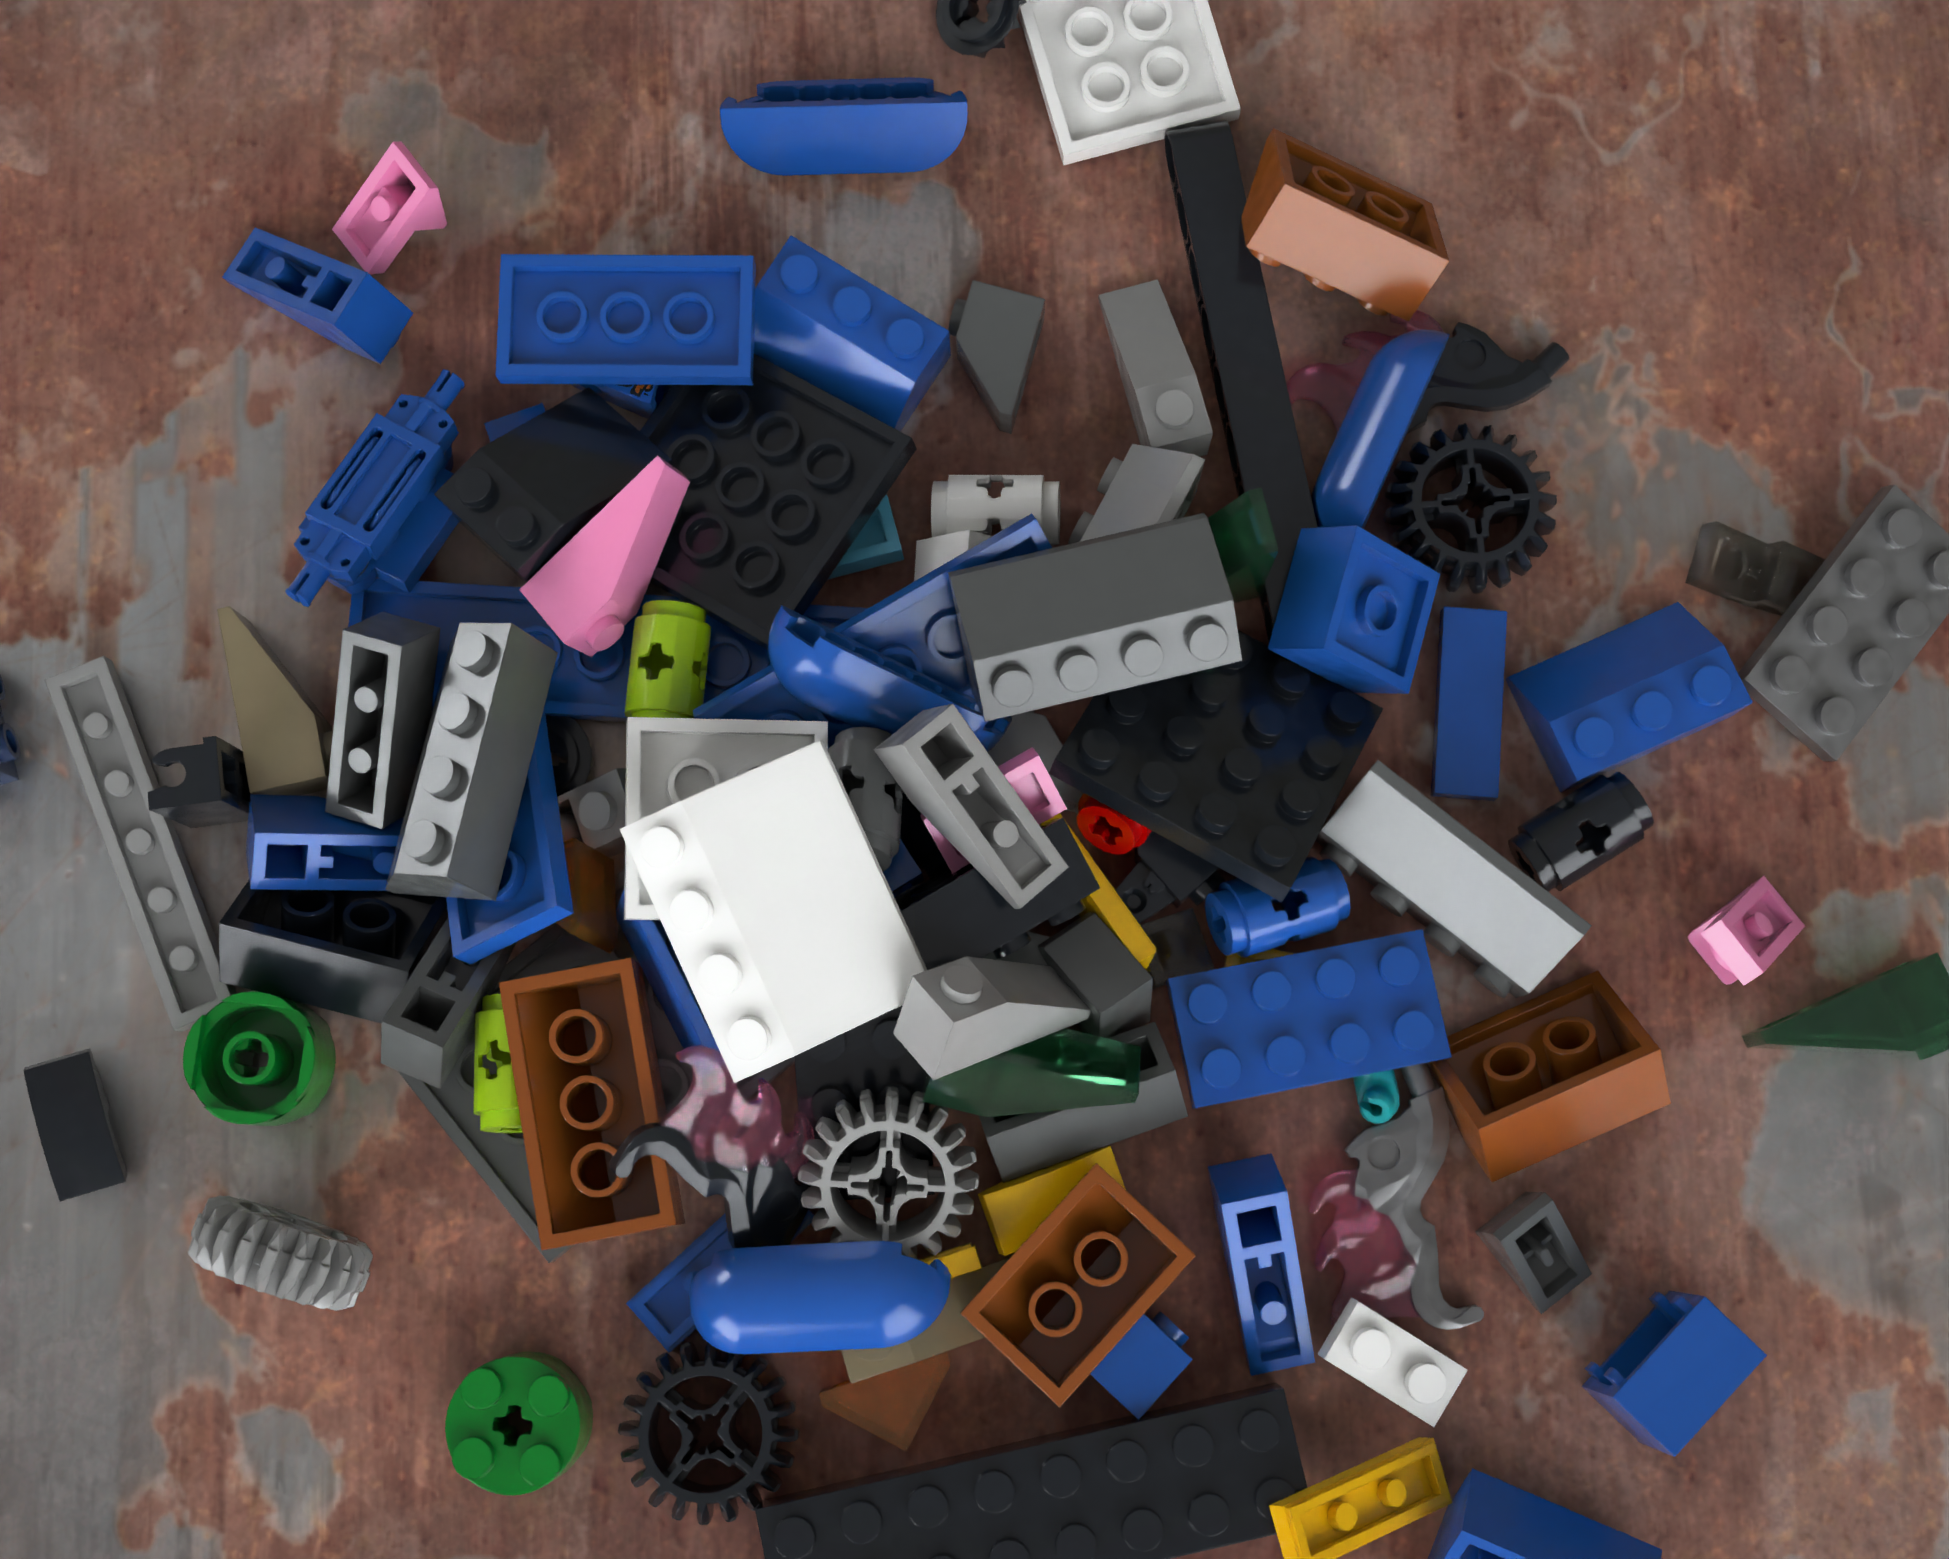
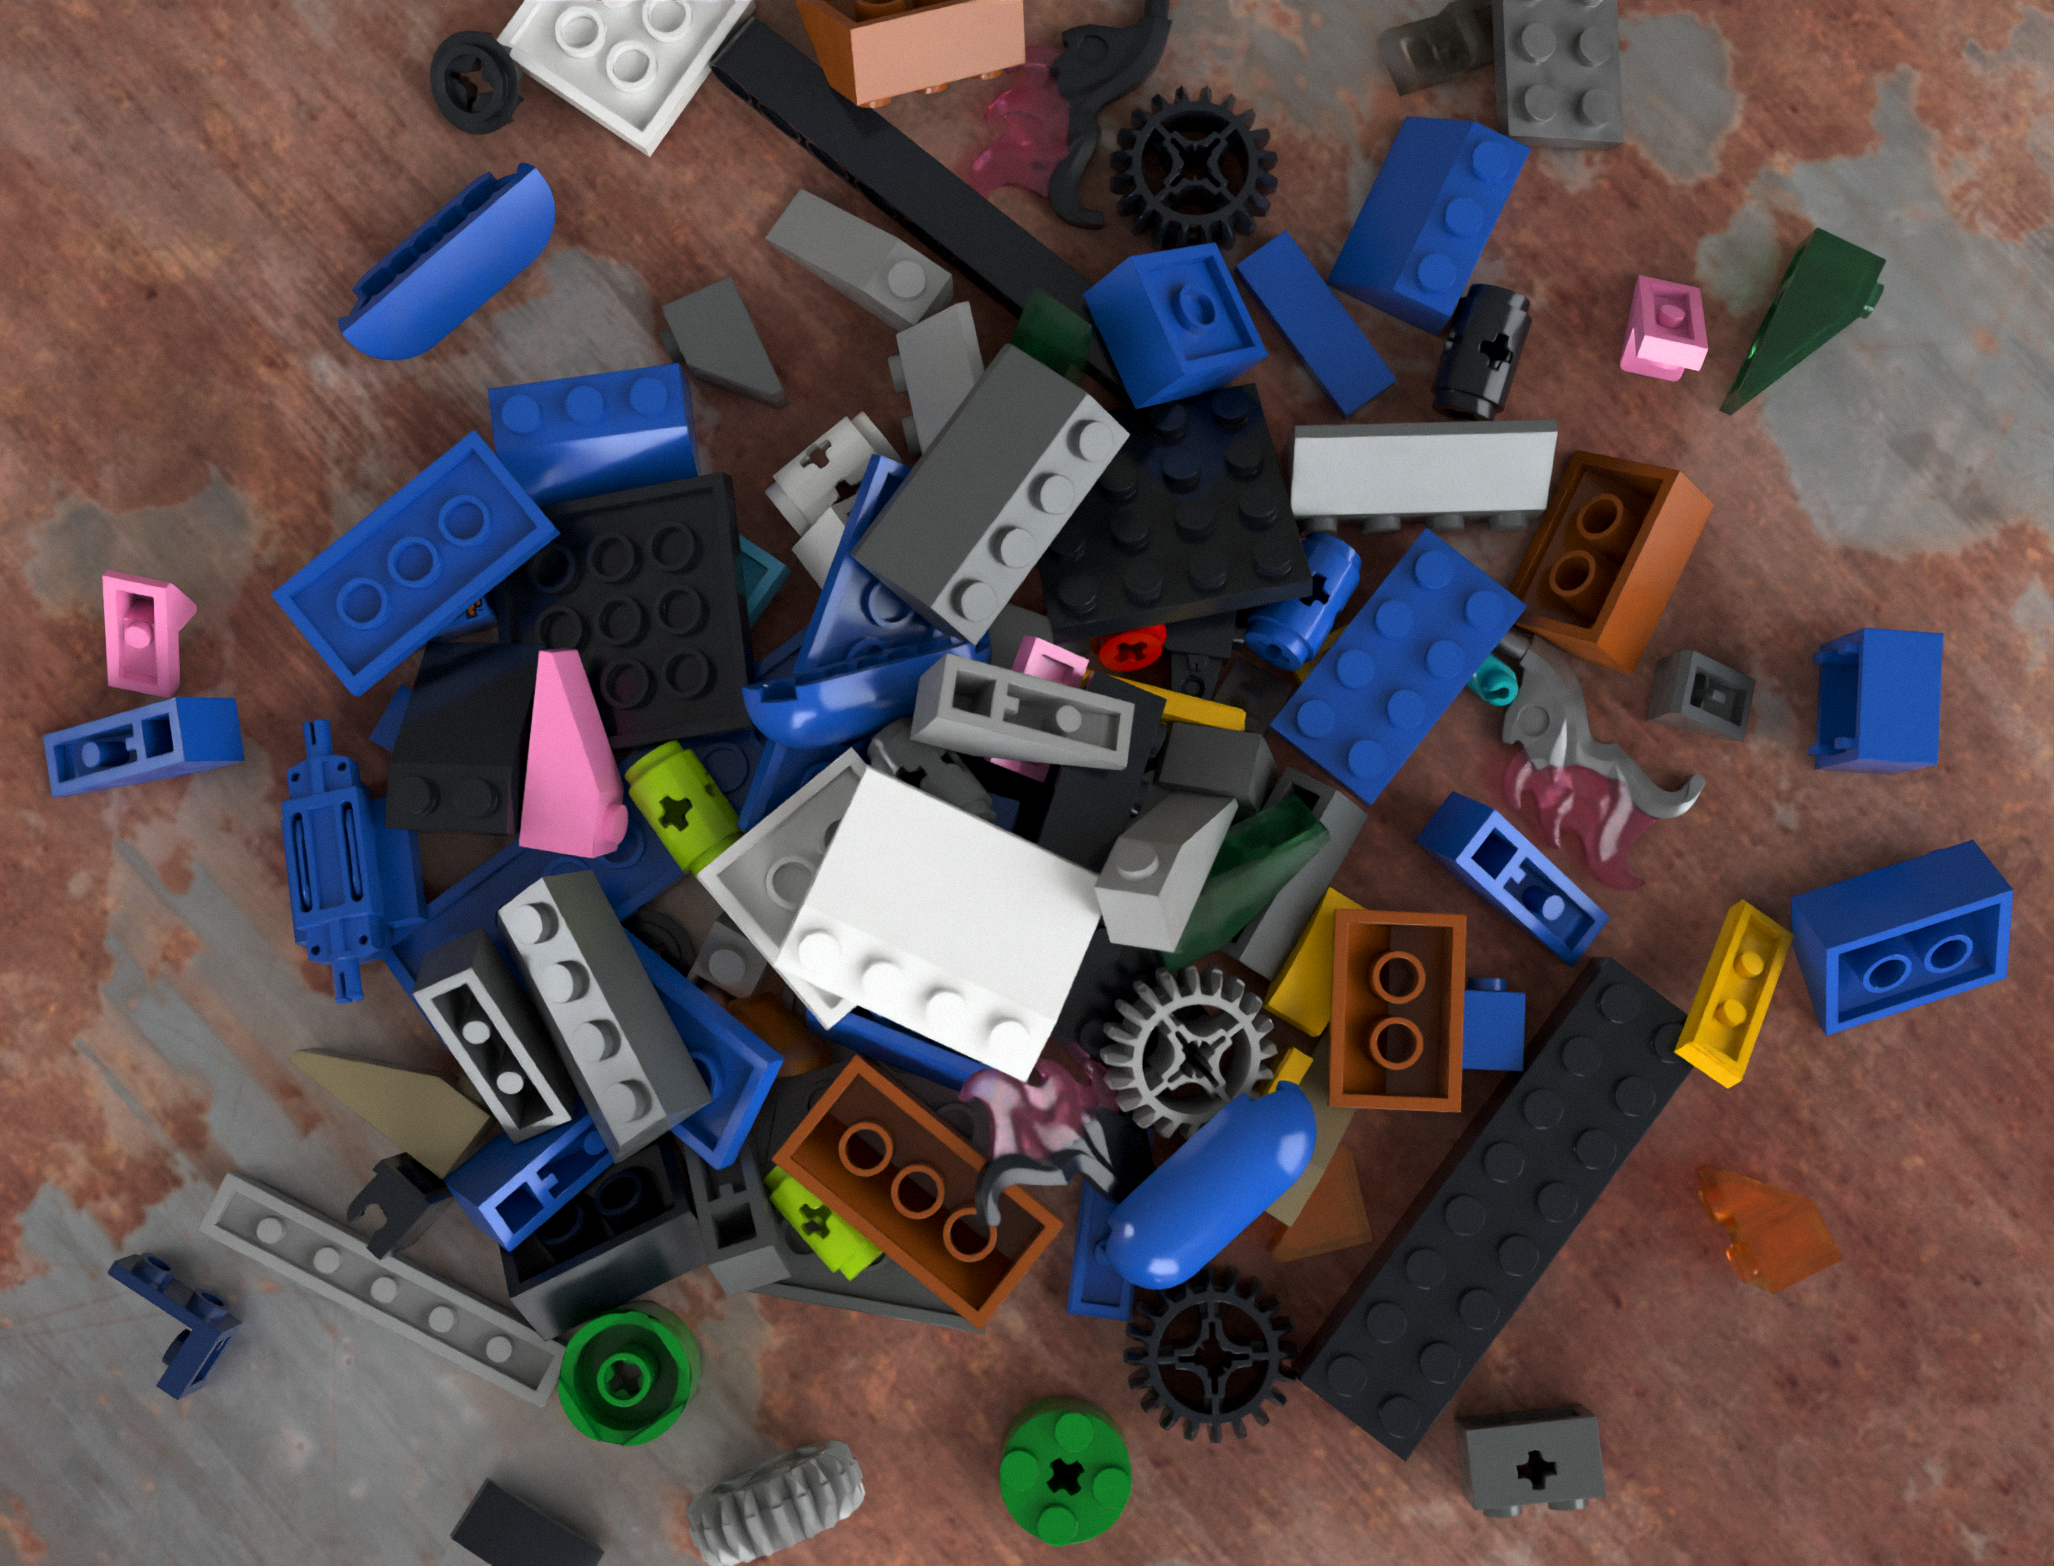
camera: 45 degrees left, 5 degrees up
(1375, 428) = (1071, 169): blue brick -> none
(1392, 1362) = (1667, 869): white plate -> none

